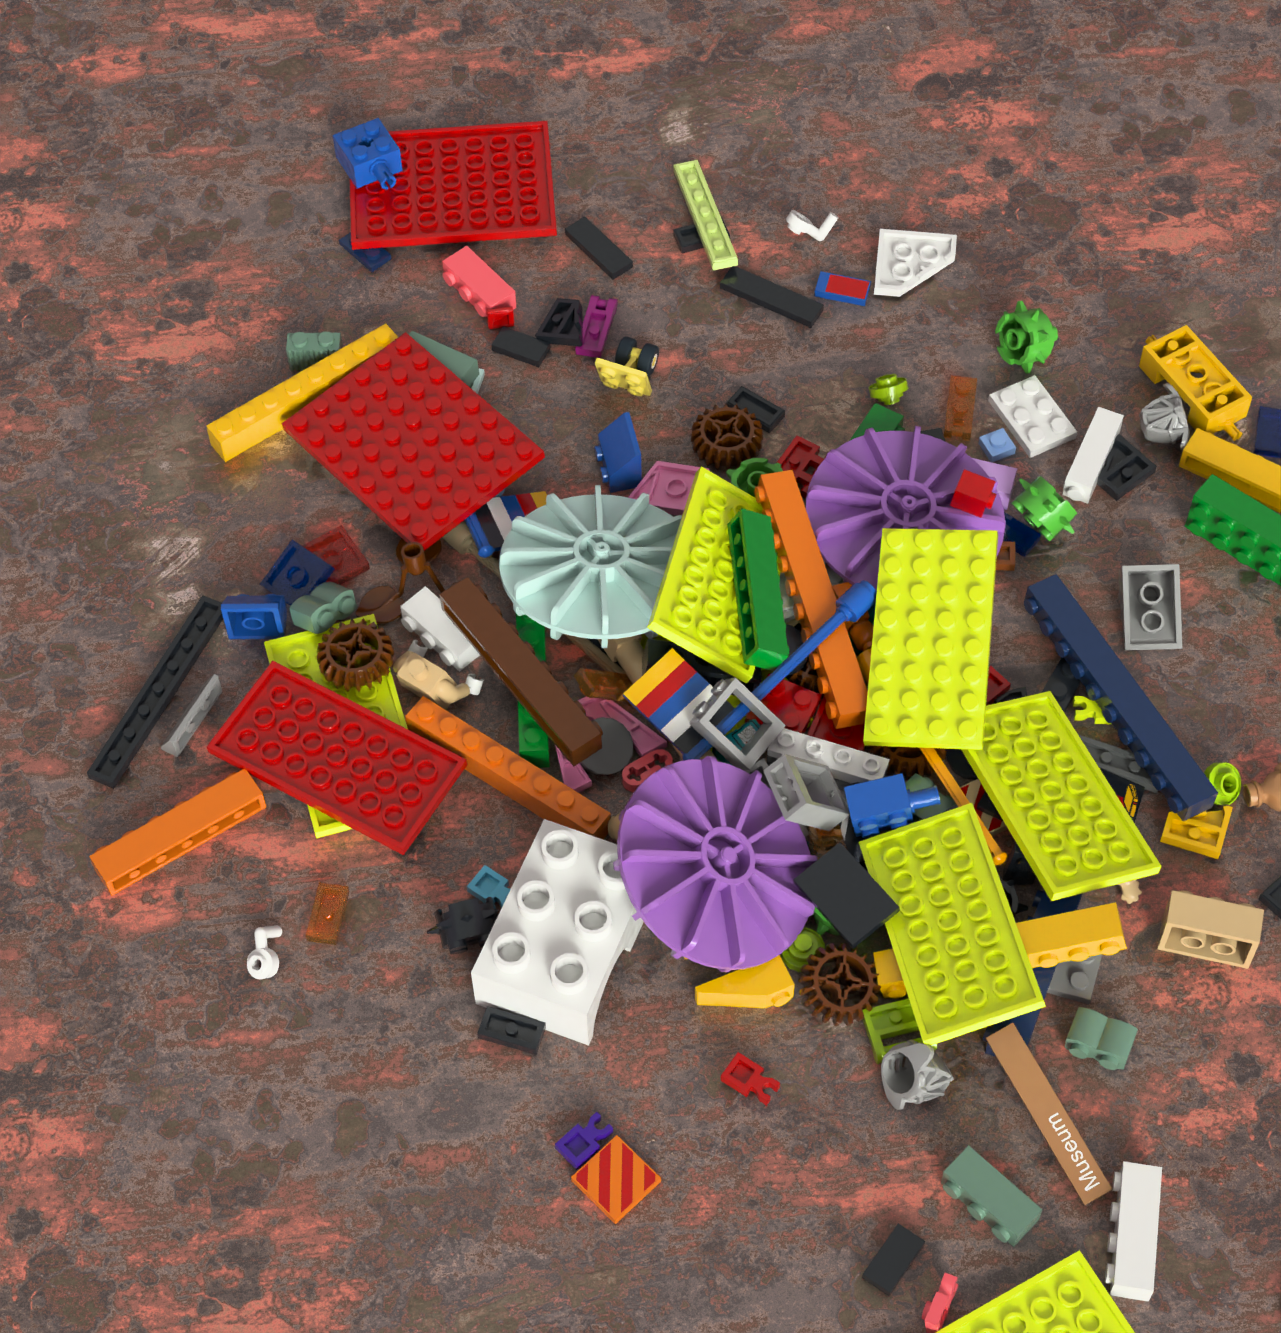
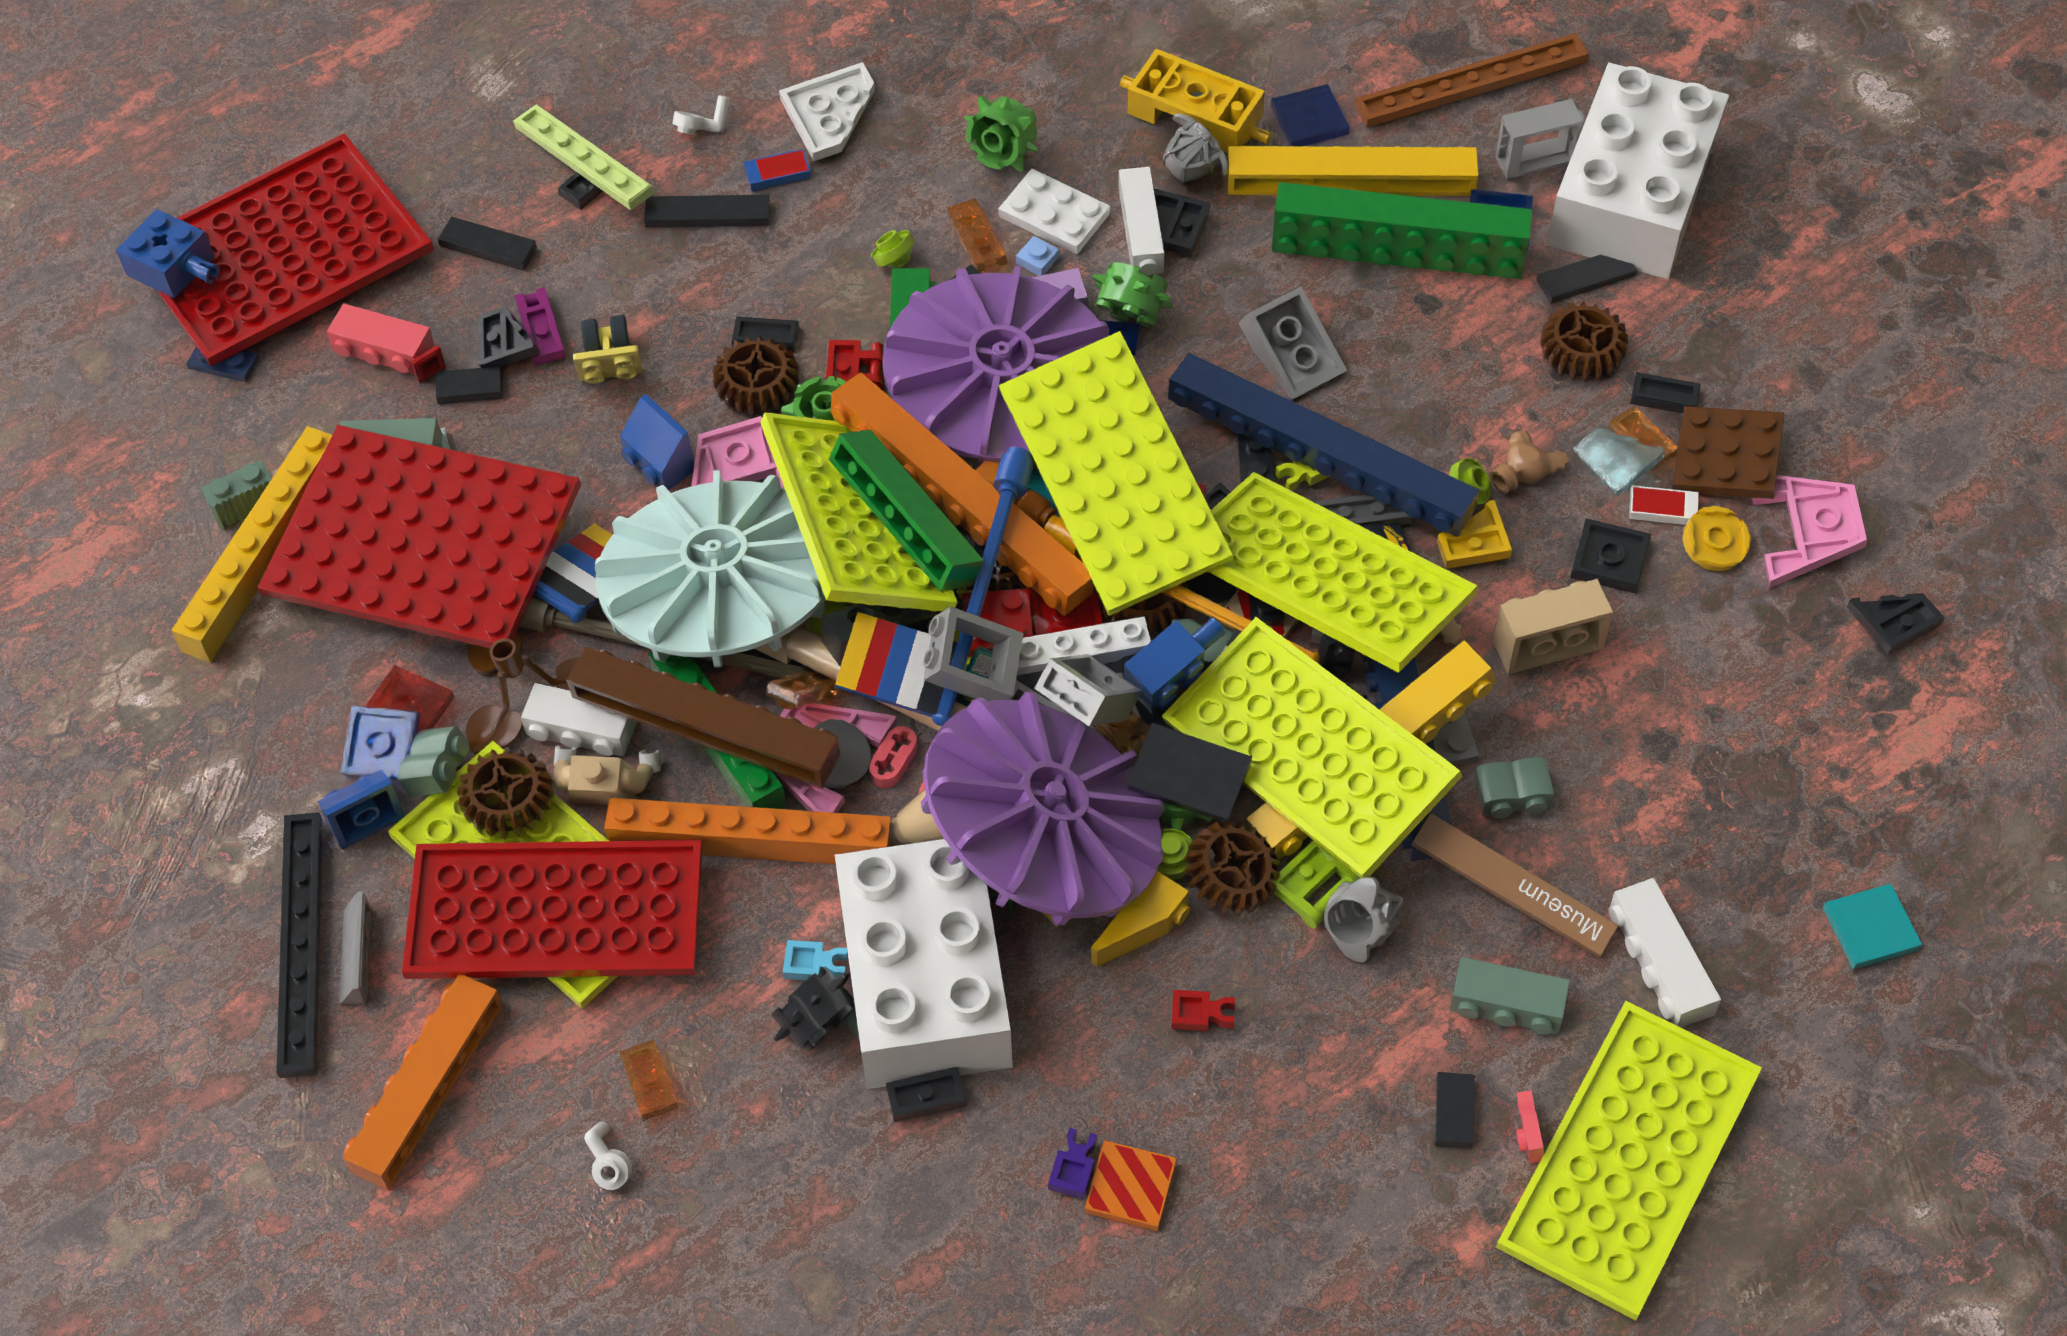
camera: 30 degrees left, 0 degrees up
(973, 493) = (1063, 309): red brick -> none

